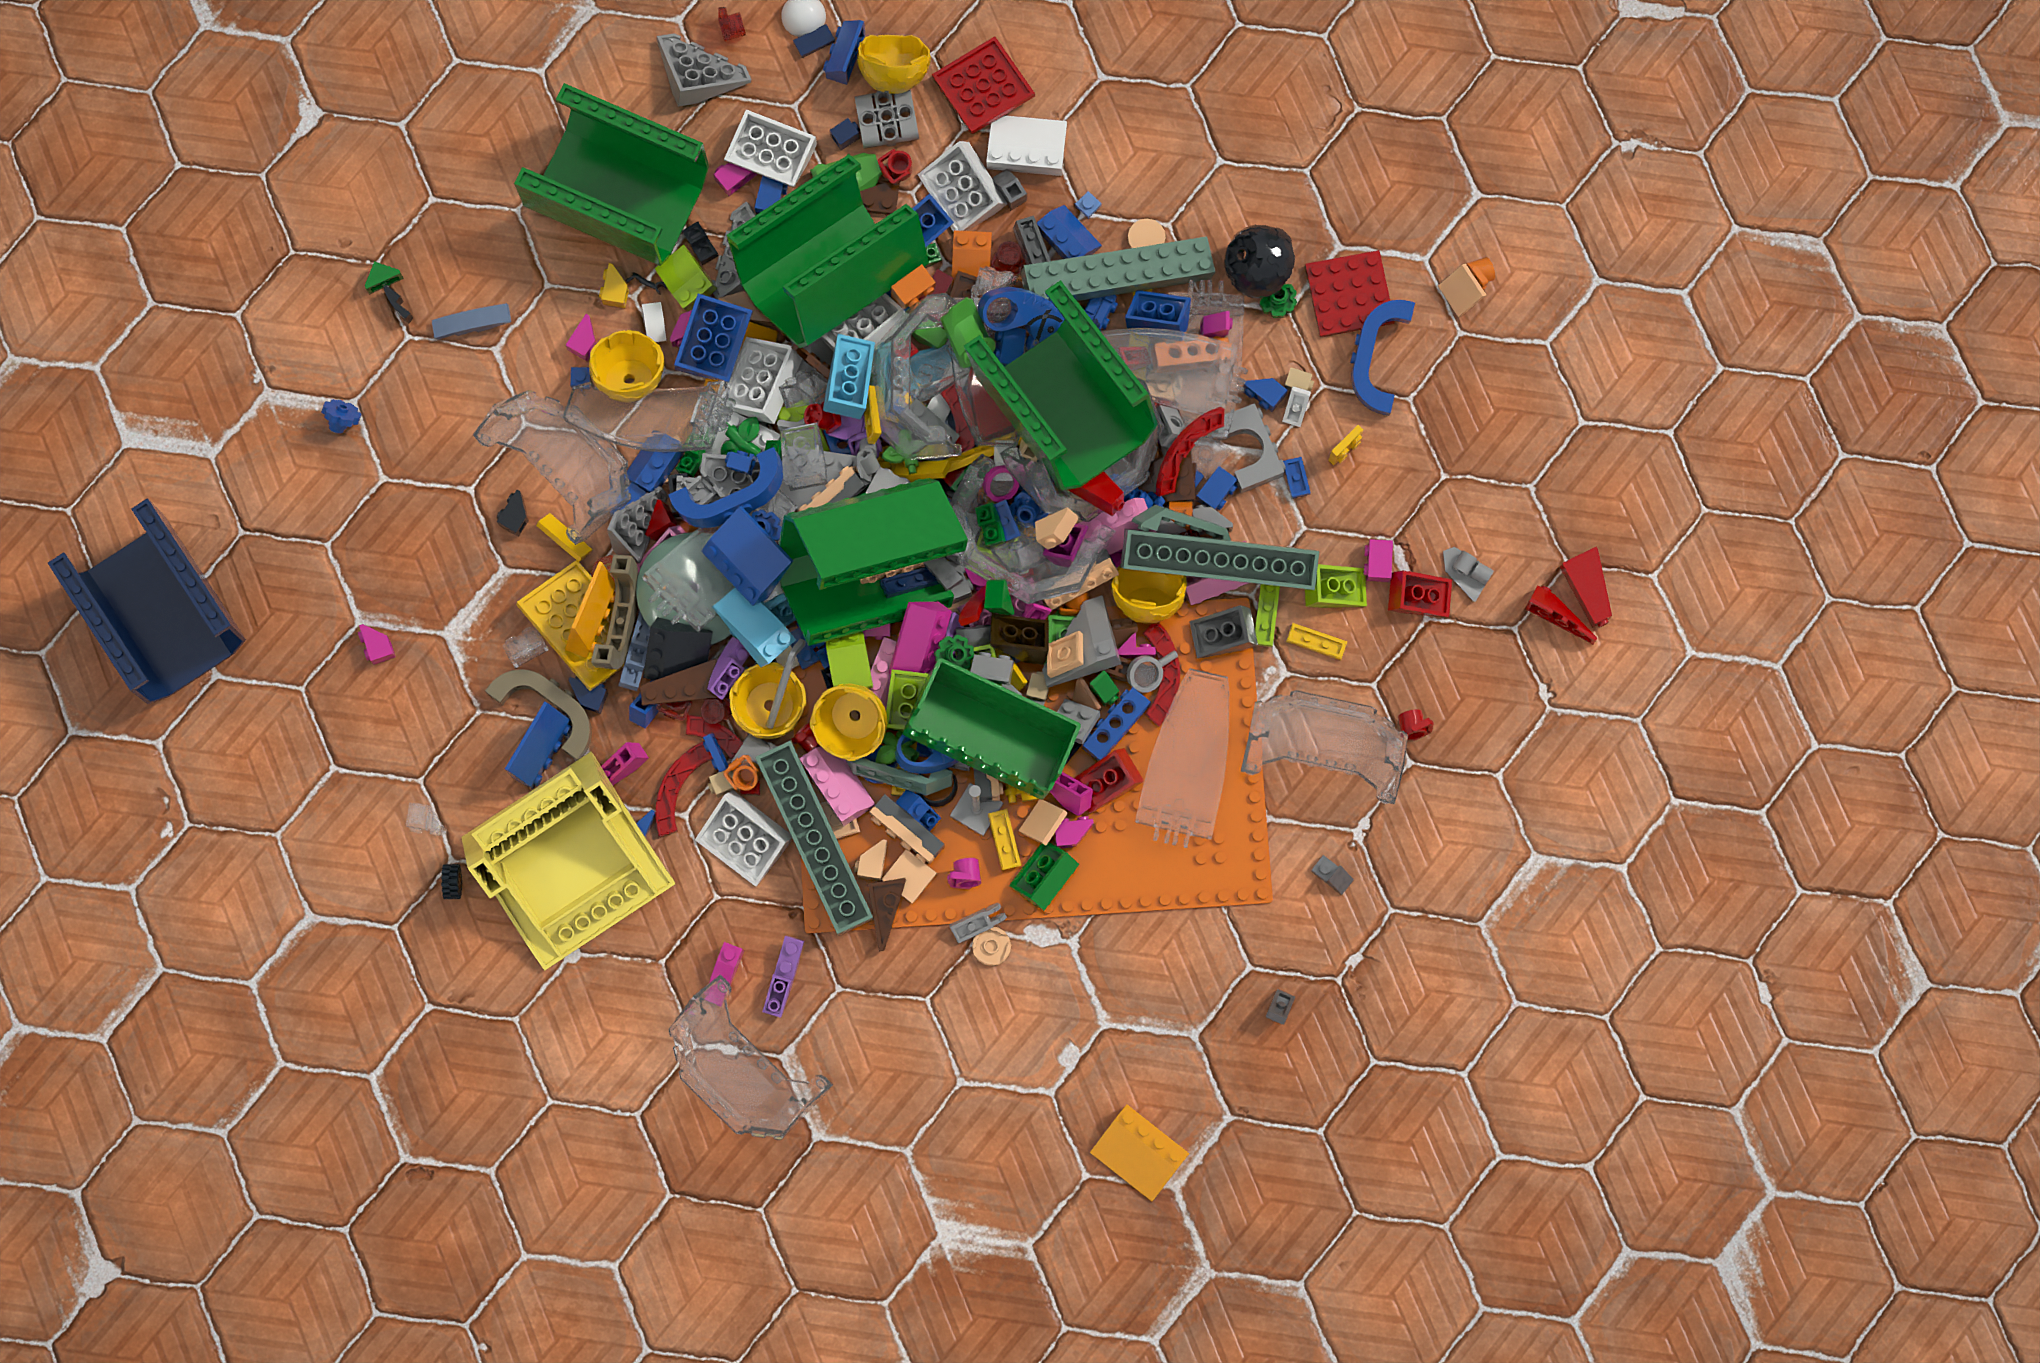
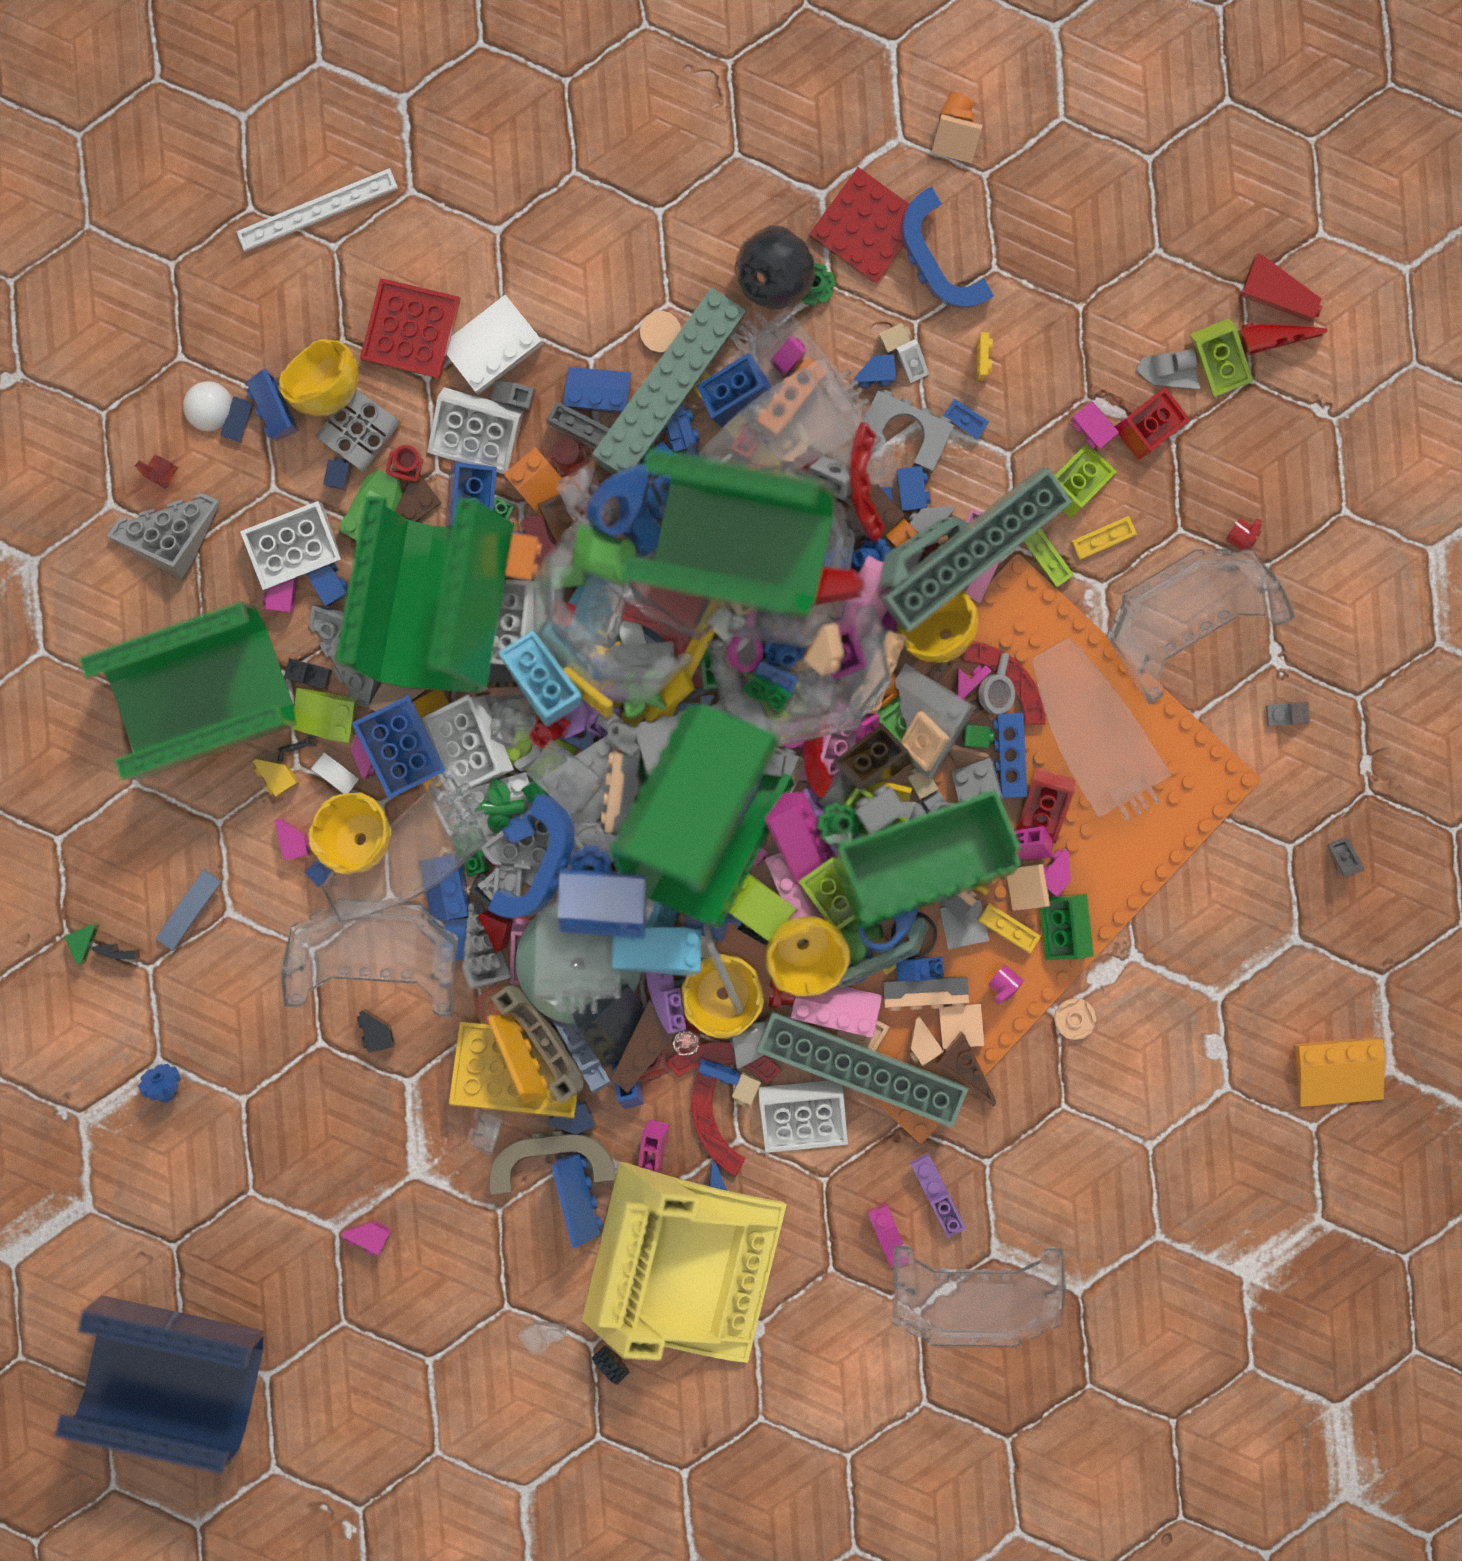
camera: 45 degrees left, 10 degrees up
(557, 532) = (423, 1014): yellow tile -> none
(745, 775) = (760, 1070): orange piece -> none
(976, 923) = (1048, 1012): light grey hinge -> none
(998, 597) = (828, 745): green slope -> none
(1088, 204) = (588, 349): medium blue plate -> none
(1223, 632) = (1026, 601): dark grey slope -> none
(1508, 594) = (1221, 357): none -> lime slope

